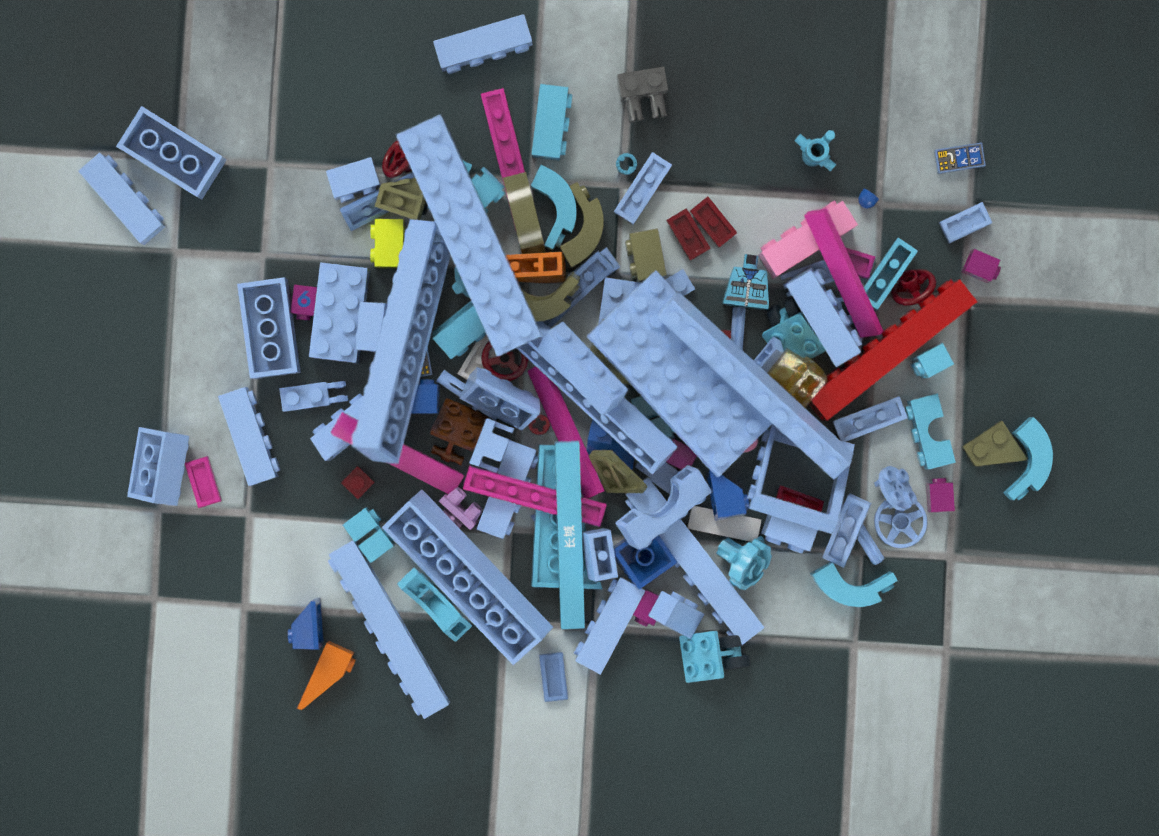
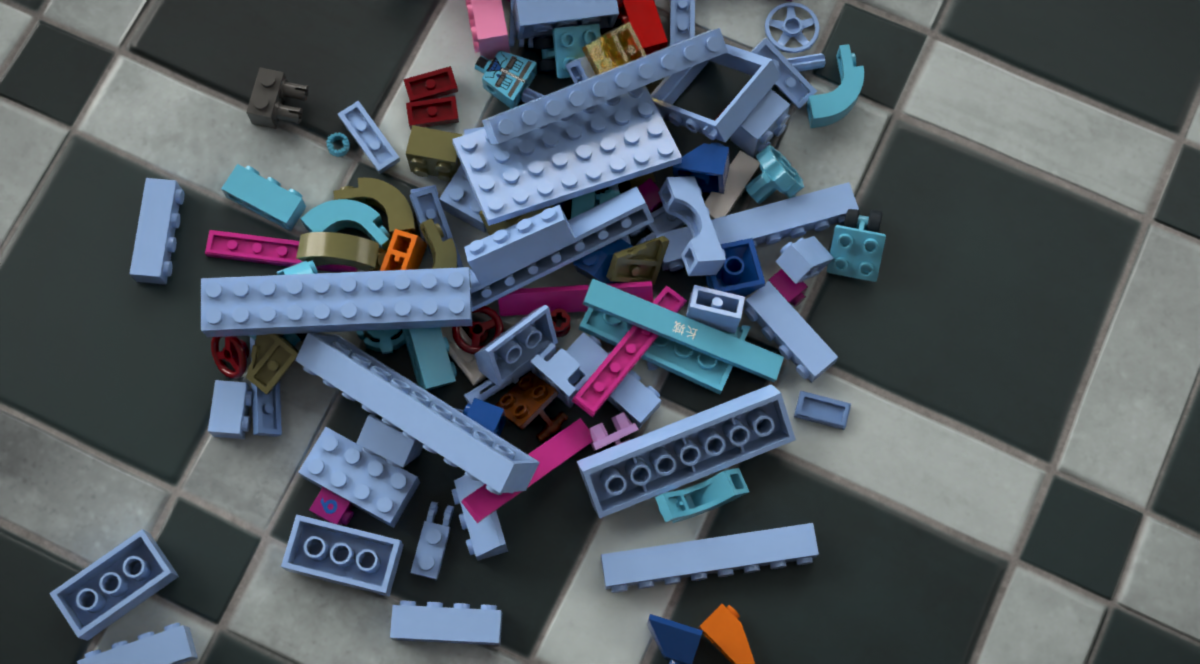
camera: 70 degrees left, 15 degrees down
(357, 482) = (543, 530): dark red plate -> none
(361, 525) = (614, 532): medium azure piece -> none
(388, 242) = (311, 399): neon yellow brick -> none
(896, 488) = (767, 14): light blue plate -> none

